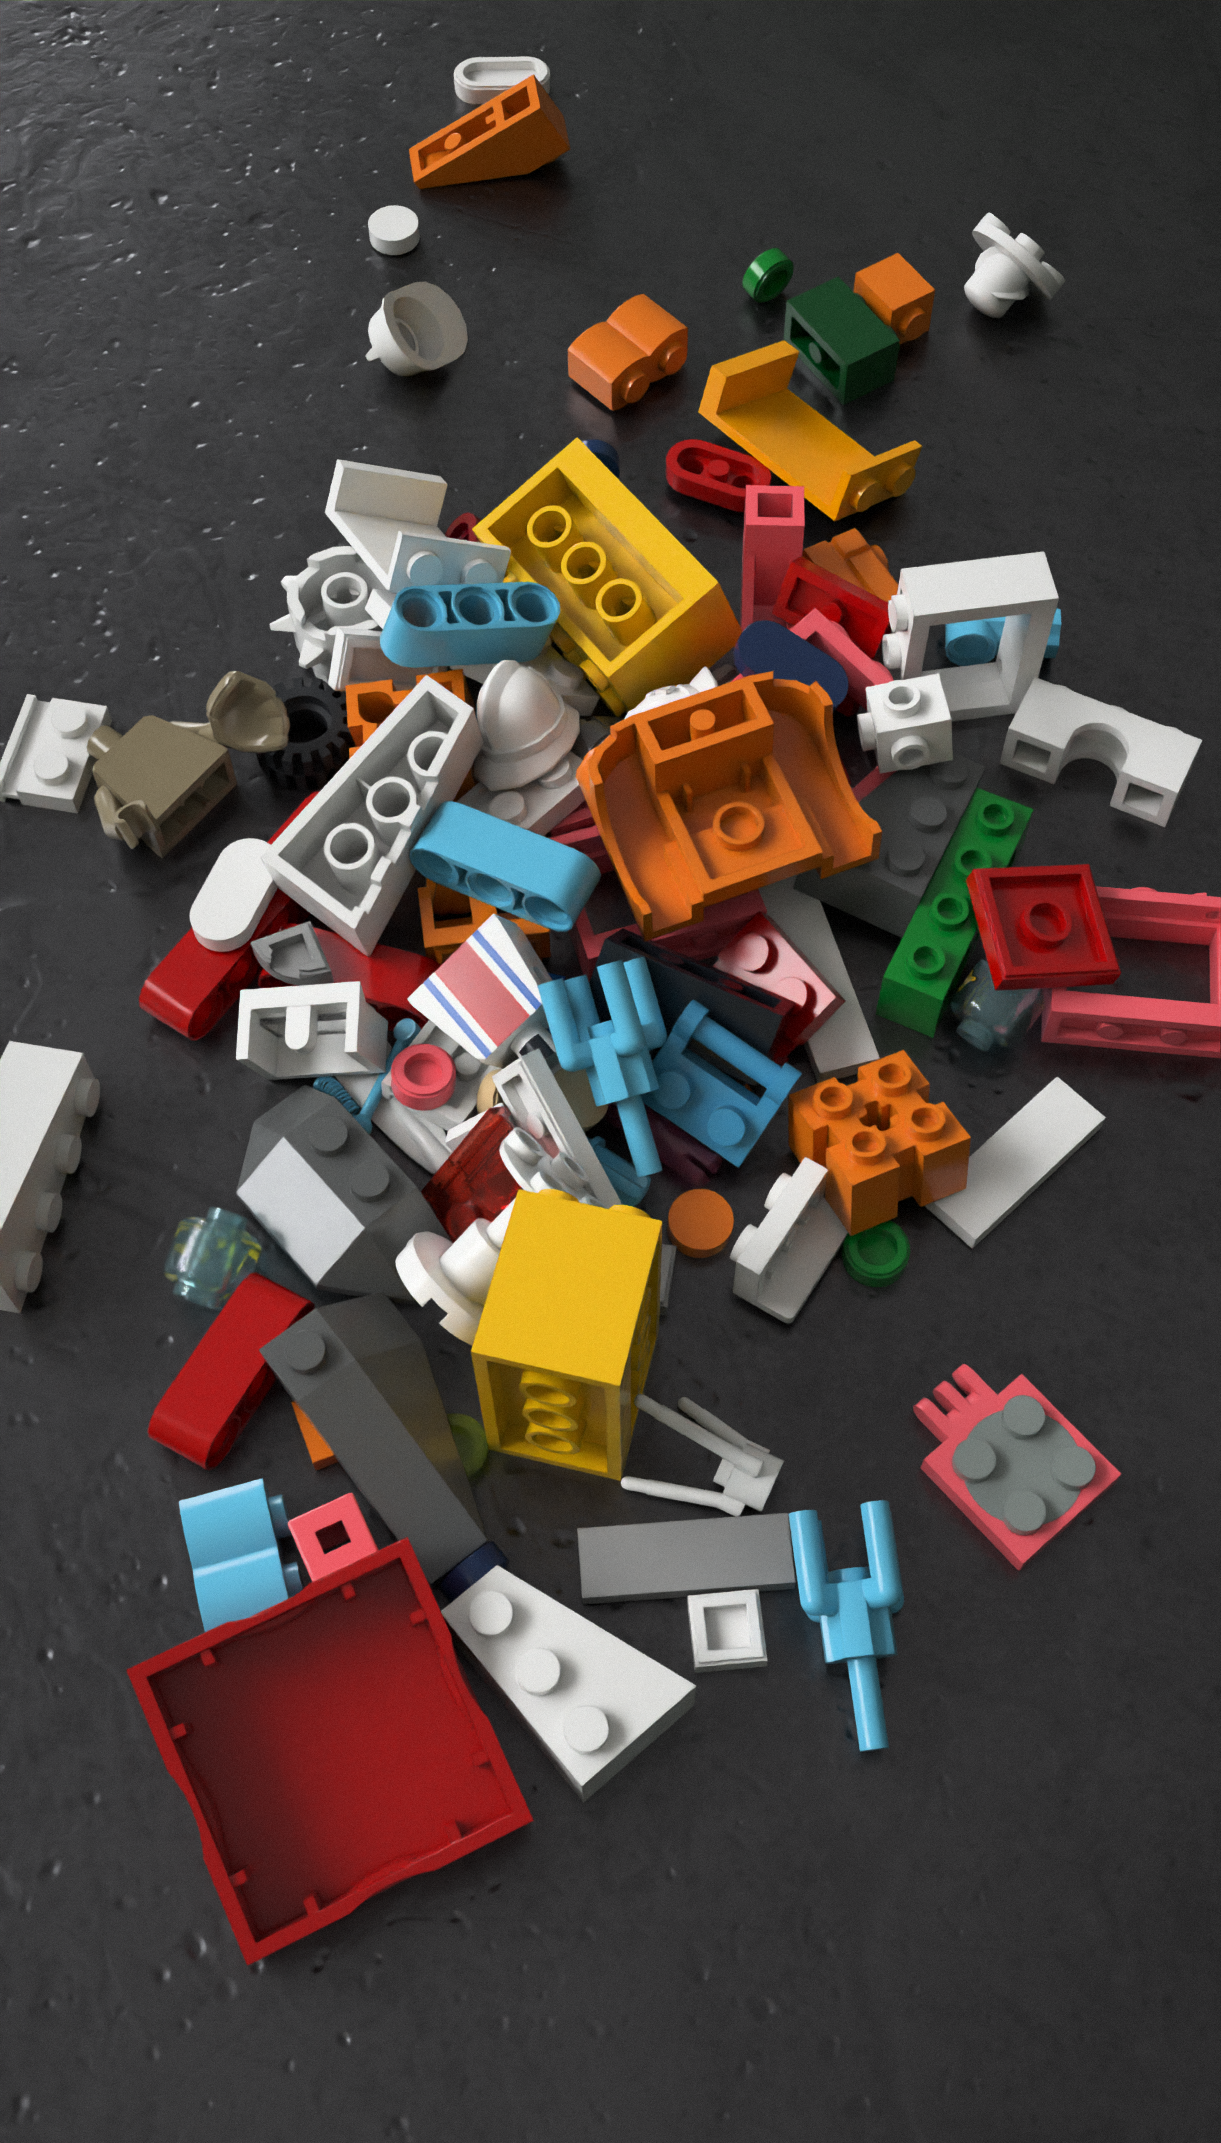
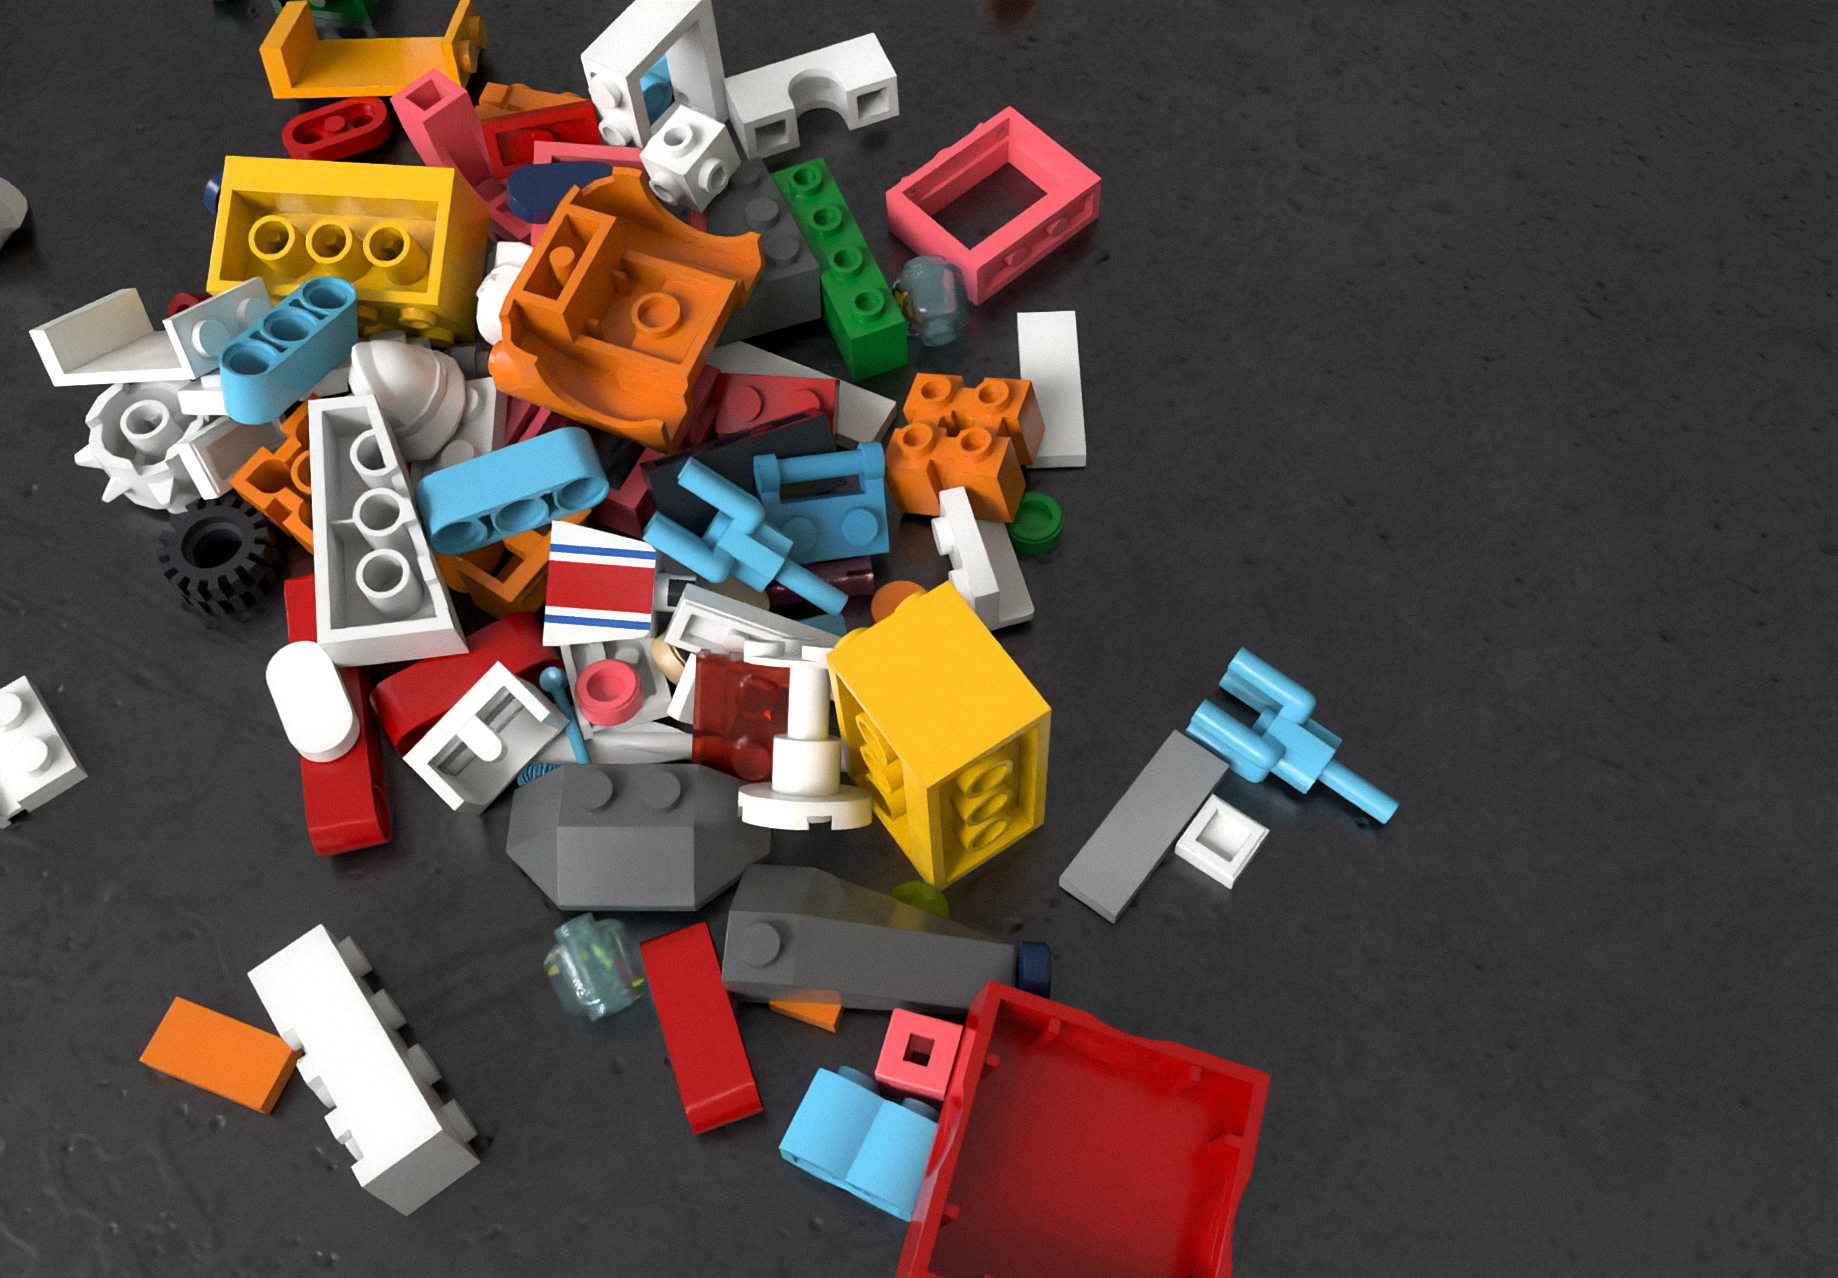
camera: 45 degrees left, 0 degrees up
(173, 773) = (143, 676): dark tan torso -> none
(294, 956) = (412, 701): light grey tile -> none
(565, 1679) = (1176, 973): white wedge -> none
(628, 352) = (169, 100): orange brick -> none
(744, 1471) = (1117, 732): white plant -> none
(1011, 1462) = (1259, 566): piece -> none
(1042, 927) = (915, 220): red plate -> none

